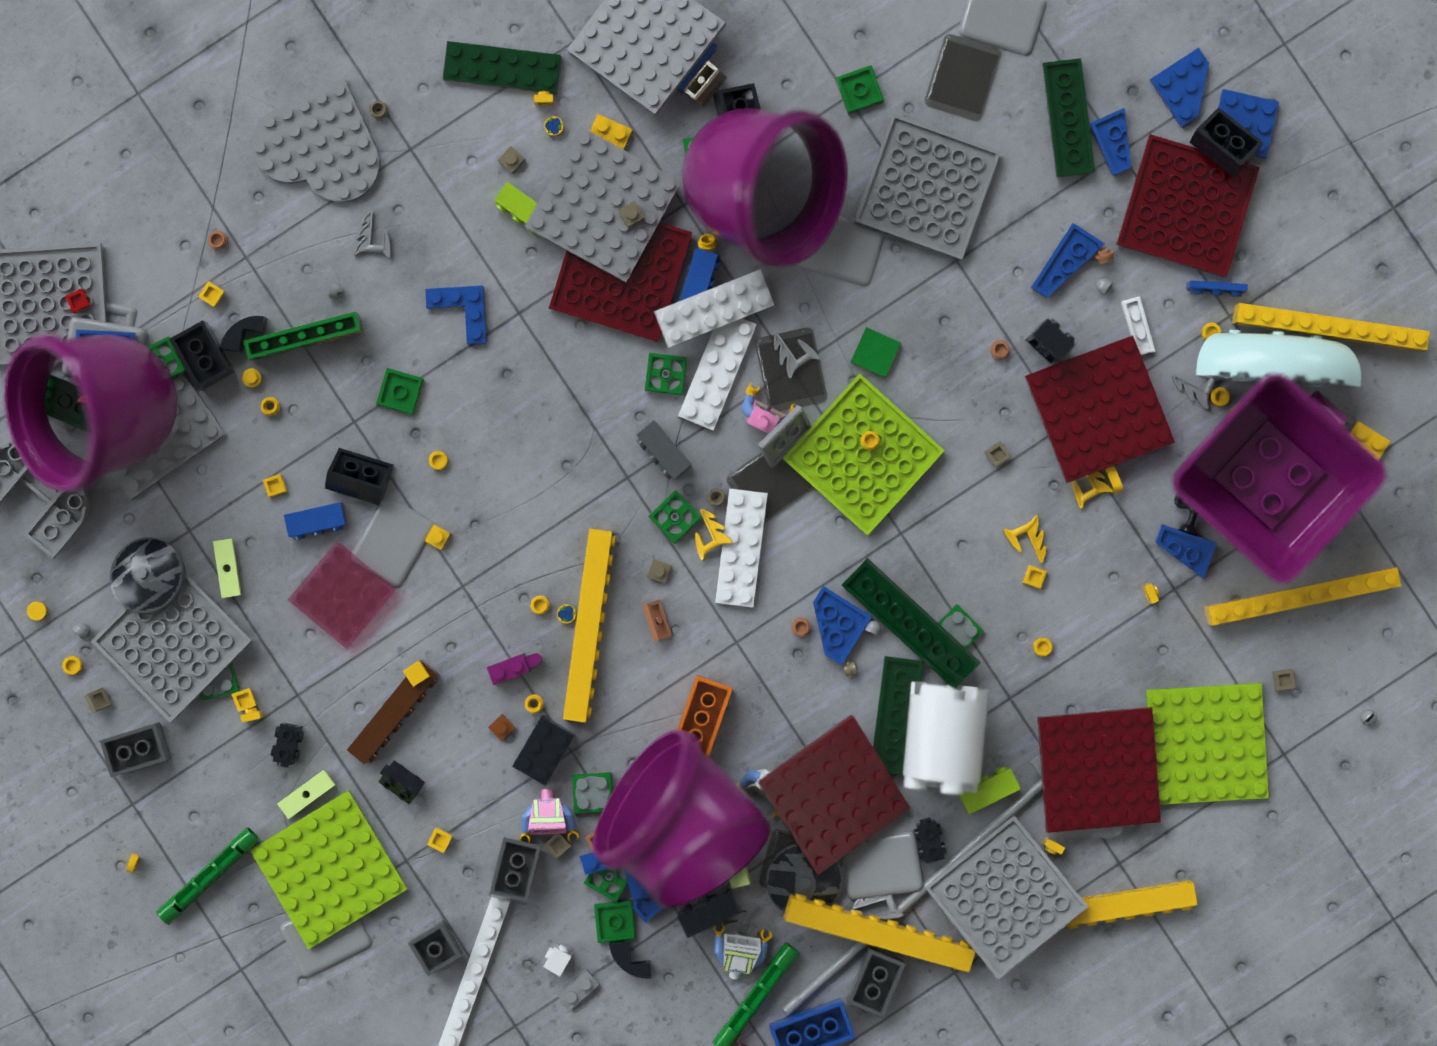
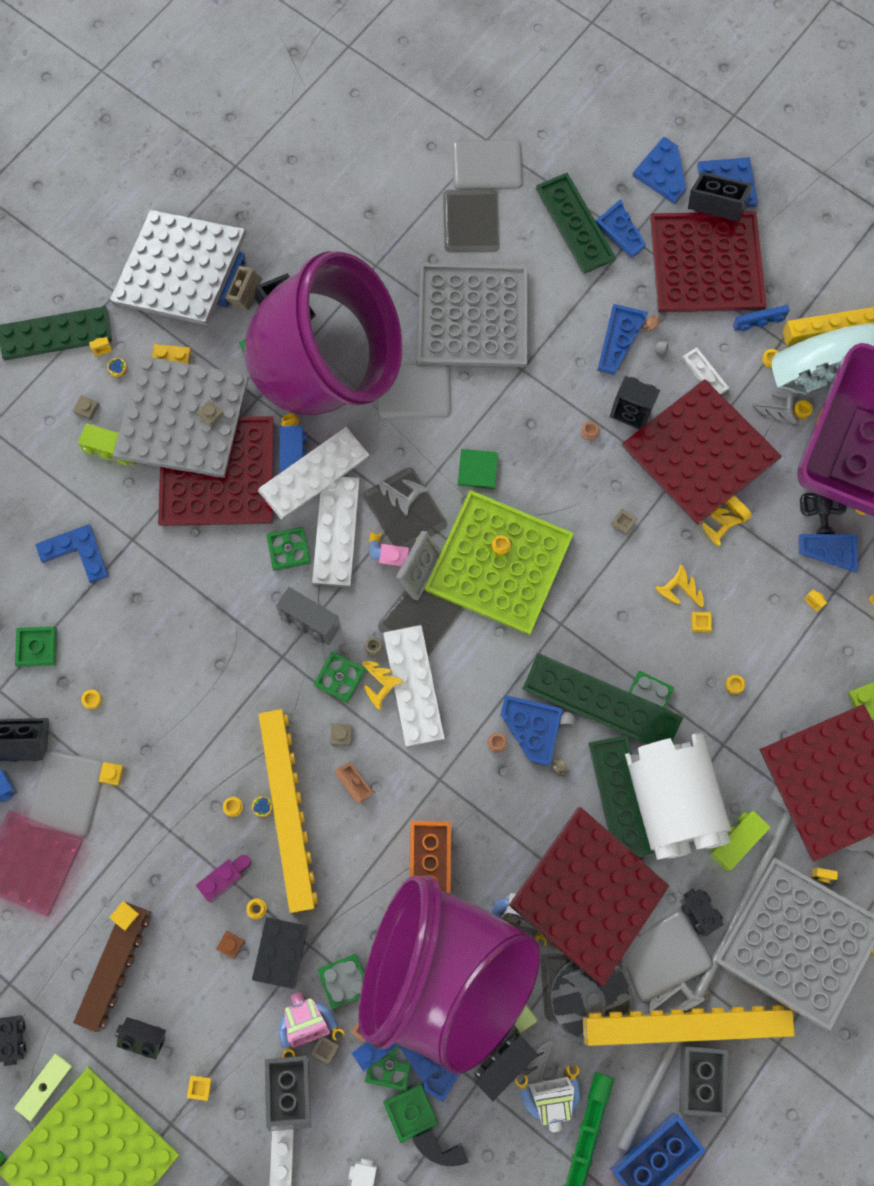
camera: 20 degrees left, 15 degrees down
(859, 89) = (384, 255): green tile -> none

